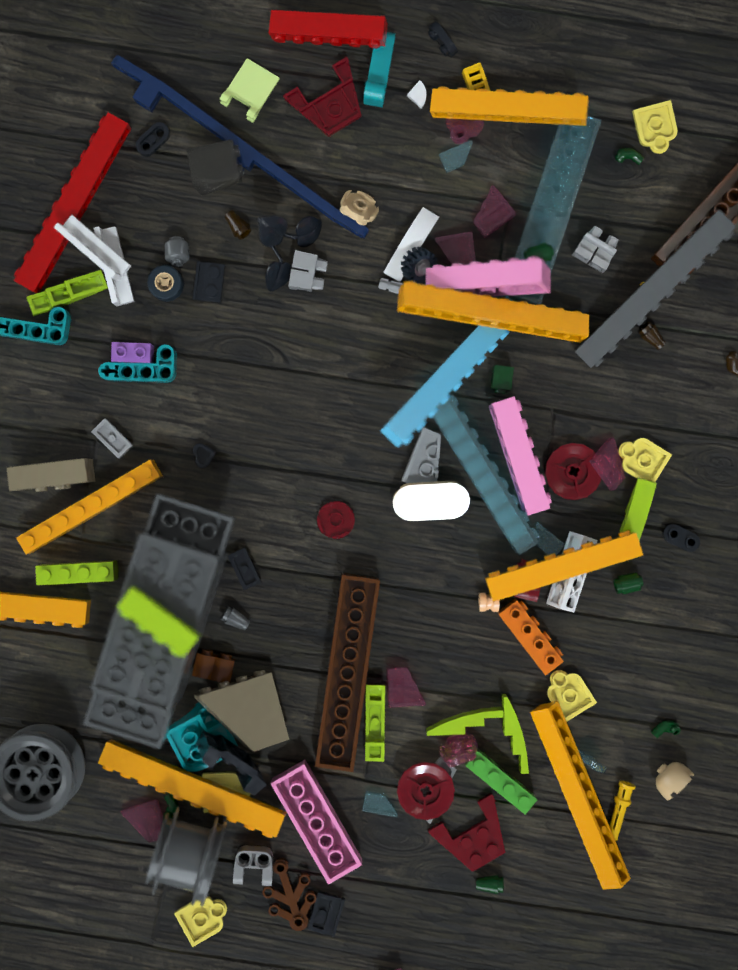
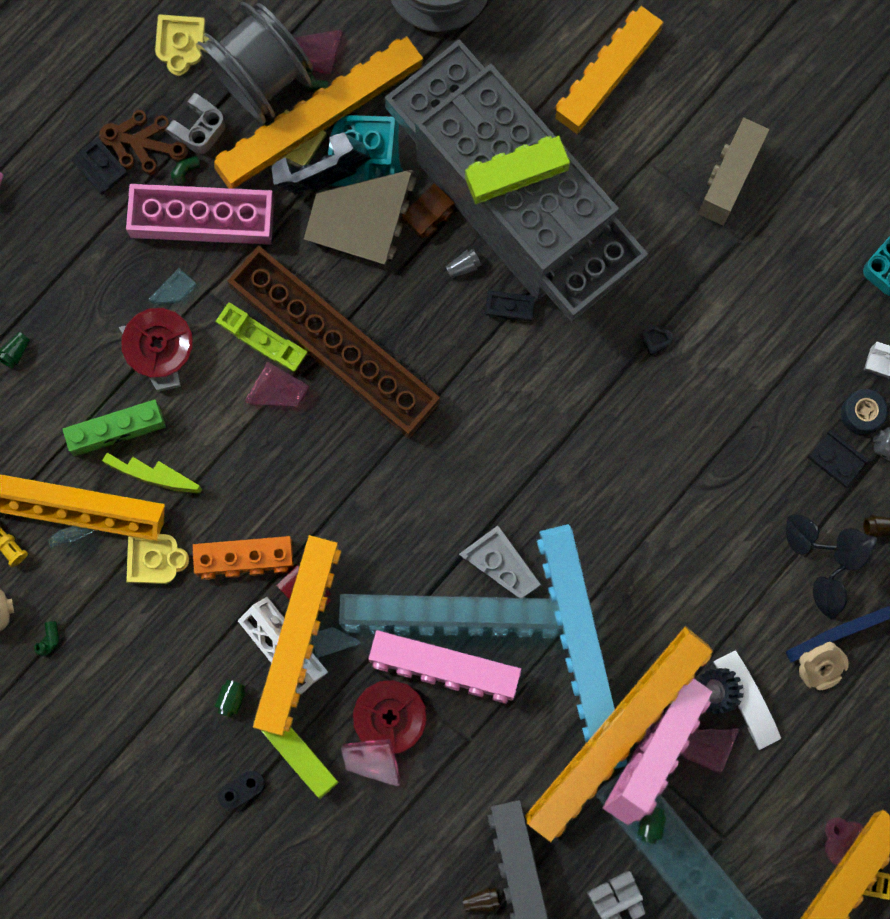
camera: 120 degrees right, 10 degrees down
(76, 572) = (615, 135): lime brick -> none
(89, 507) = (675, 191): light orange brick -> none
(112, 438) = (732, 257): light grey plate -> none
(132, 352) = (809, 332): medium lavender brick -> none
(138, 368) = (788, 326): teal beam -> none
(290, 856) = (181, 169): none -> dark green arm
(304, 271) = (776, 563): light grey hips -> none
(335, 519) = (500, 432): dark red tile -> none
(393, 286) = (721, 642): light grey axle -> none
(431, 500) = (456, 543): tile -> none
(452, 755) = (176, 404): clear pink plate -> none
(456, 156) = (814, 810): clear light blue tile -> none
(456, 724) = (202, 421): lime slope -> none
(477, 844) = (63, 365): dark red wing -> none
(486, 603) = (308, 528): light nougat wheel -> none
(493, 213) = (726, 811): clear pink wing -> none
(502, 379) = (539, 703): dark green brick -> none
(643, 459) = (353, 803): light yellow plate -> none

